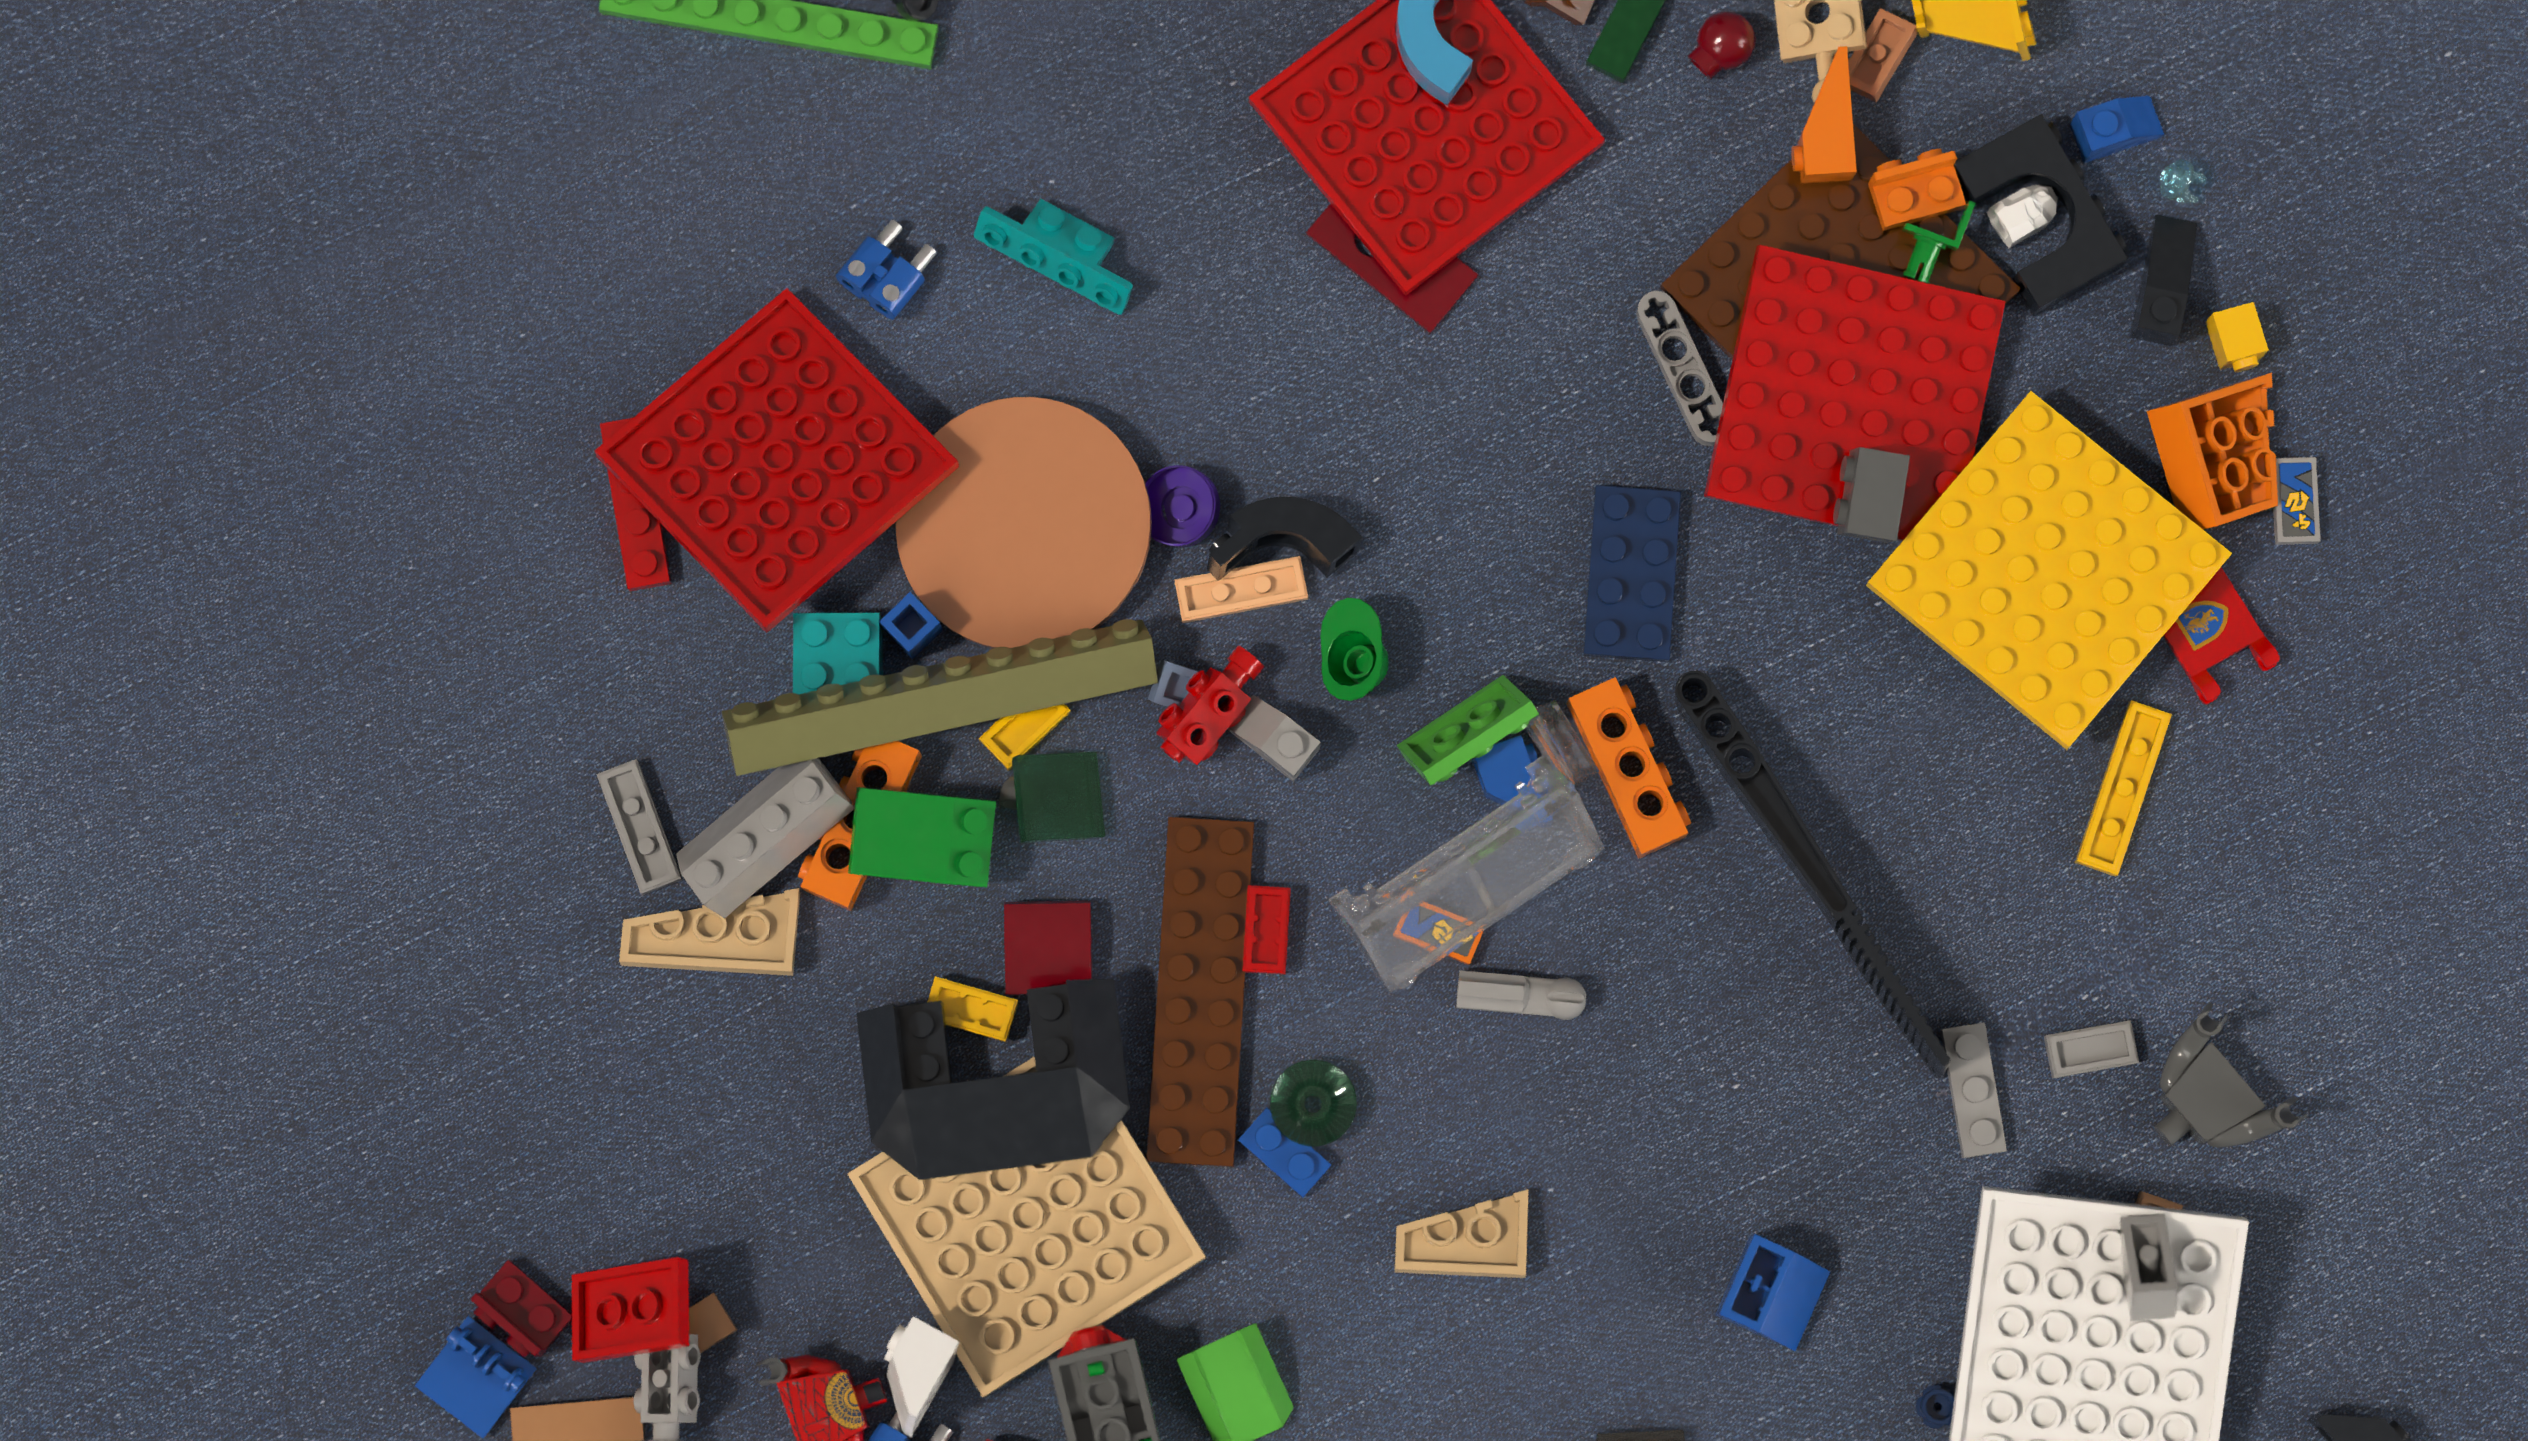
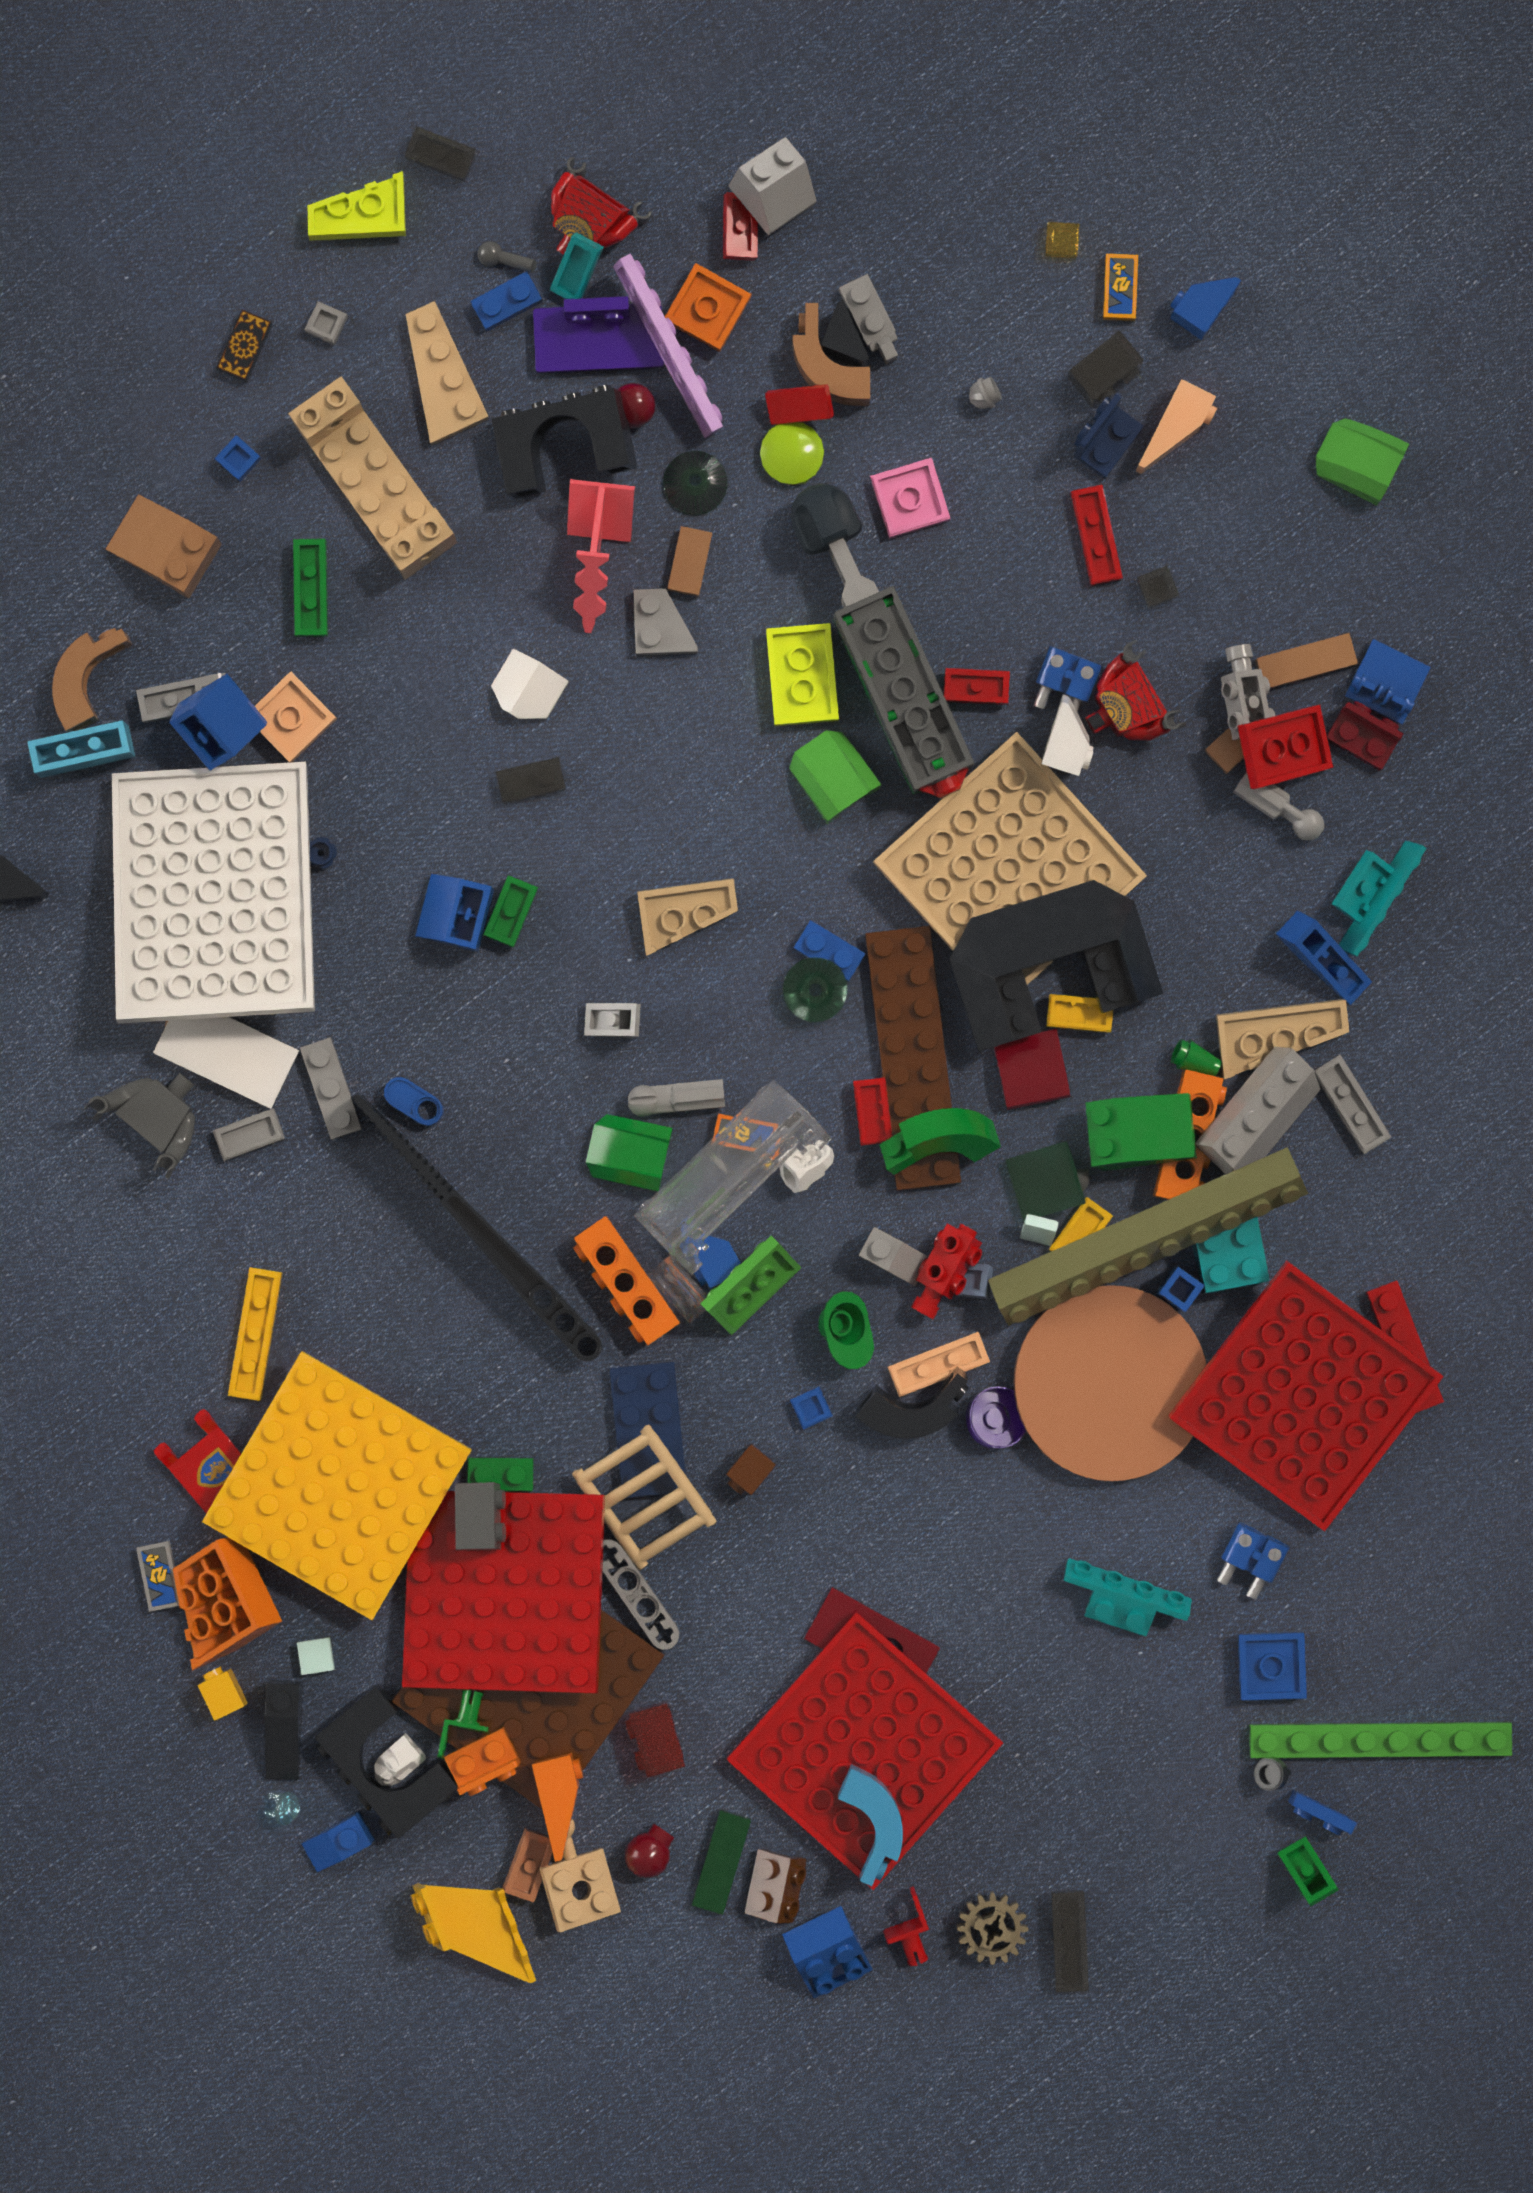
camera: 165 degrees right, 5 degrees up
(555, 1098) = (1371, 891): none -> teal bracket
(636, 1024) = (1323, 956): none -> blue slope
(658, 1239) = (1275, 803): none -> light grey piece
(832, 922) = (1194, 1058): none -> green cone
(887, 133) = (1272, 1666): none -> blue plate
(1078, 736) = (1039, 1229): none -> light aqua tile
(1185, 881) = (937, 1132): none -> green arch
(1372, 865) = (802, 1170): none -> white rock
(1416, 563) = (811, 1408): none -> blue tile
(1510, 496) = (749, 1470): none -> reddish brown brick
(1587, 1110) = (612, 1020): none -> light grey slope
(1595, 935) = (628, 1151): none -> green slope
(1619, 519) = (666, 1464): none -> tan bar
(1689, 181) = (656, 1739): none -> clear red brick
(1697, 1281) = (511, 911): none -> green plate
(1826, 552) = (510, 1473): none -> green plate
(1874, 1060) = (408, 1097): none -> blue piece
(2099, 1154) = (229, 1055): none -> white tile
(2109, 364) = (315, 1656): none -> light aqua tile
(2148, 1267) = (184, 971): light grey slope -> none

